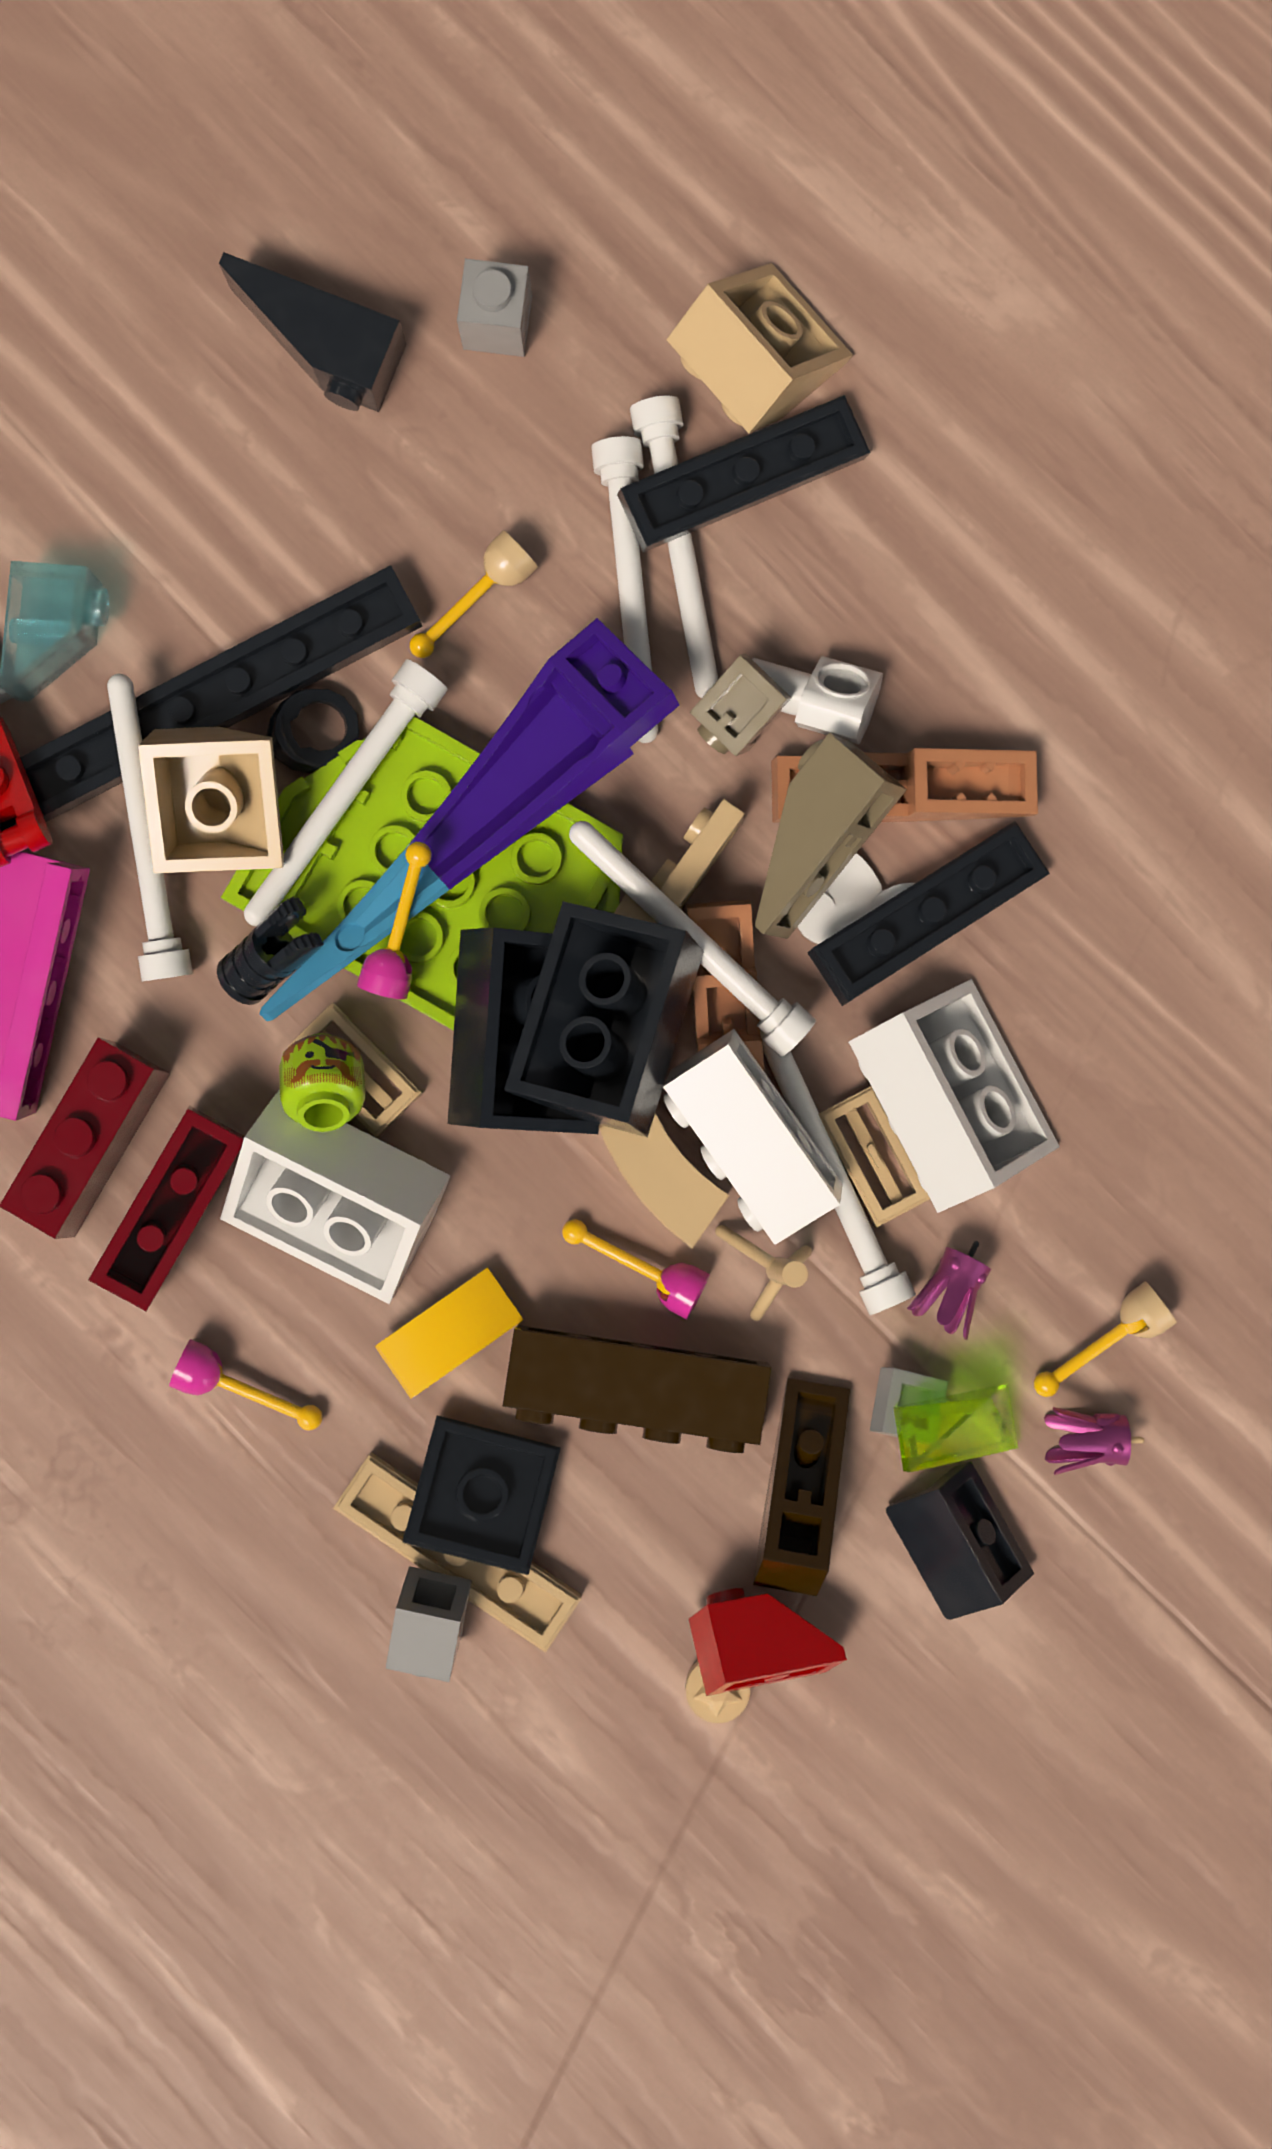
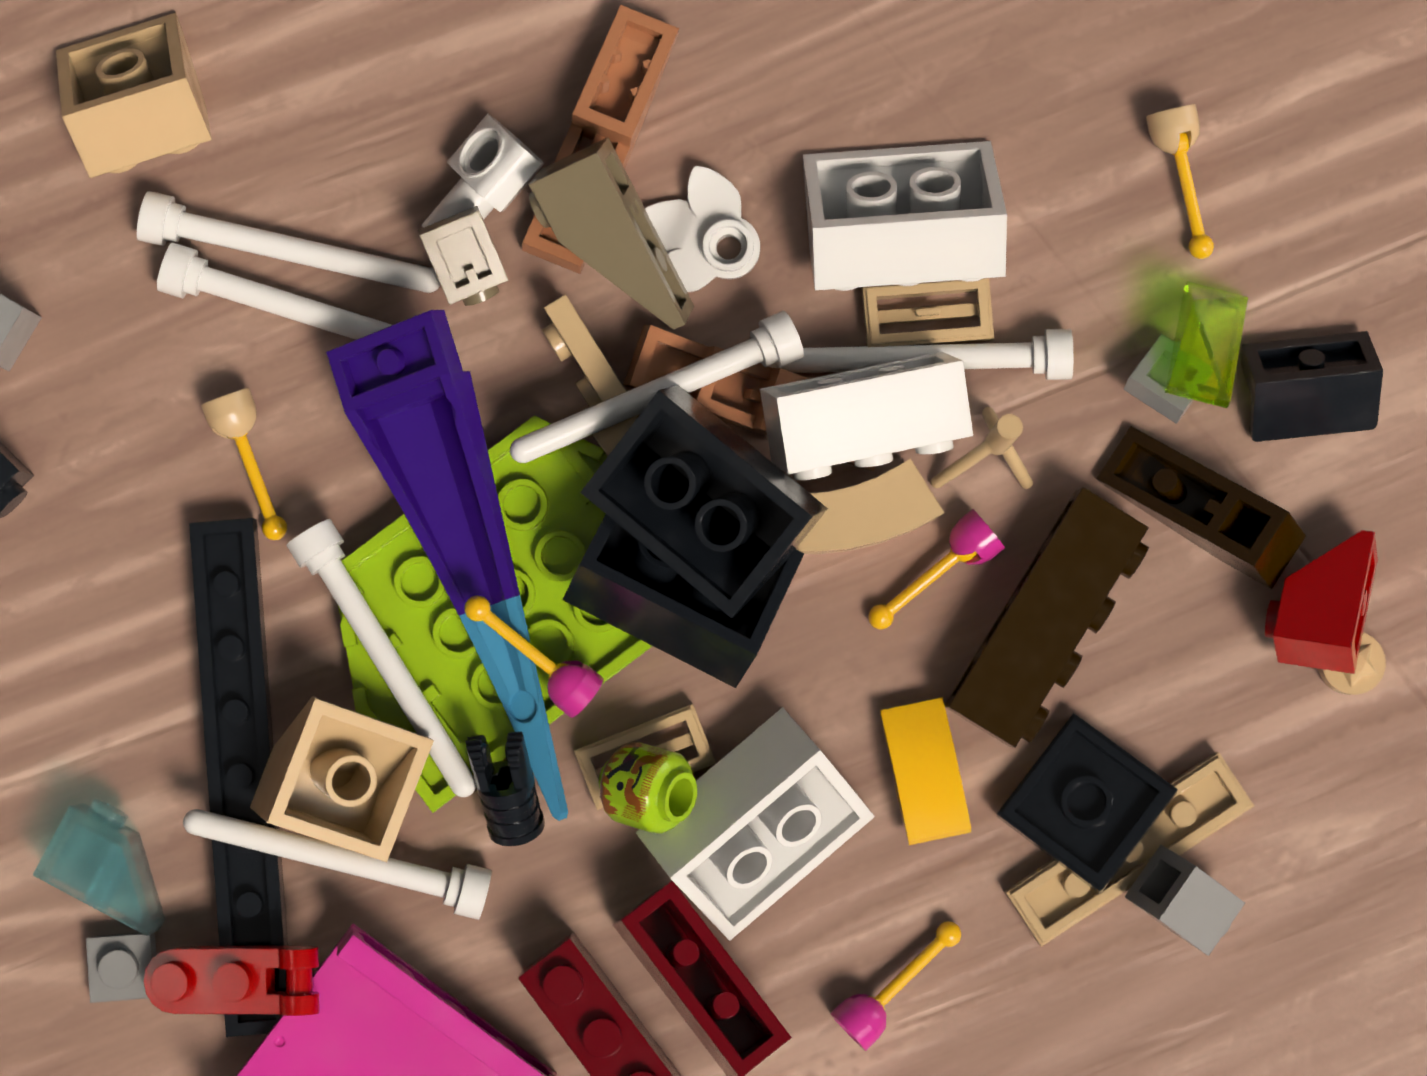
camera: 75 degrees left, 0 degrees up
(285, 746) = (282, 675): black piece -> none
(743, 473) = (245, 161): black tile -> none
(928, 913) = (728, 167): black tile -> none
(963, 1279) = (1075, 278): flat silver piece -> none
(1097, 1439) = (1271, 219): flat silver piece -> none

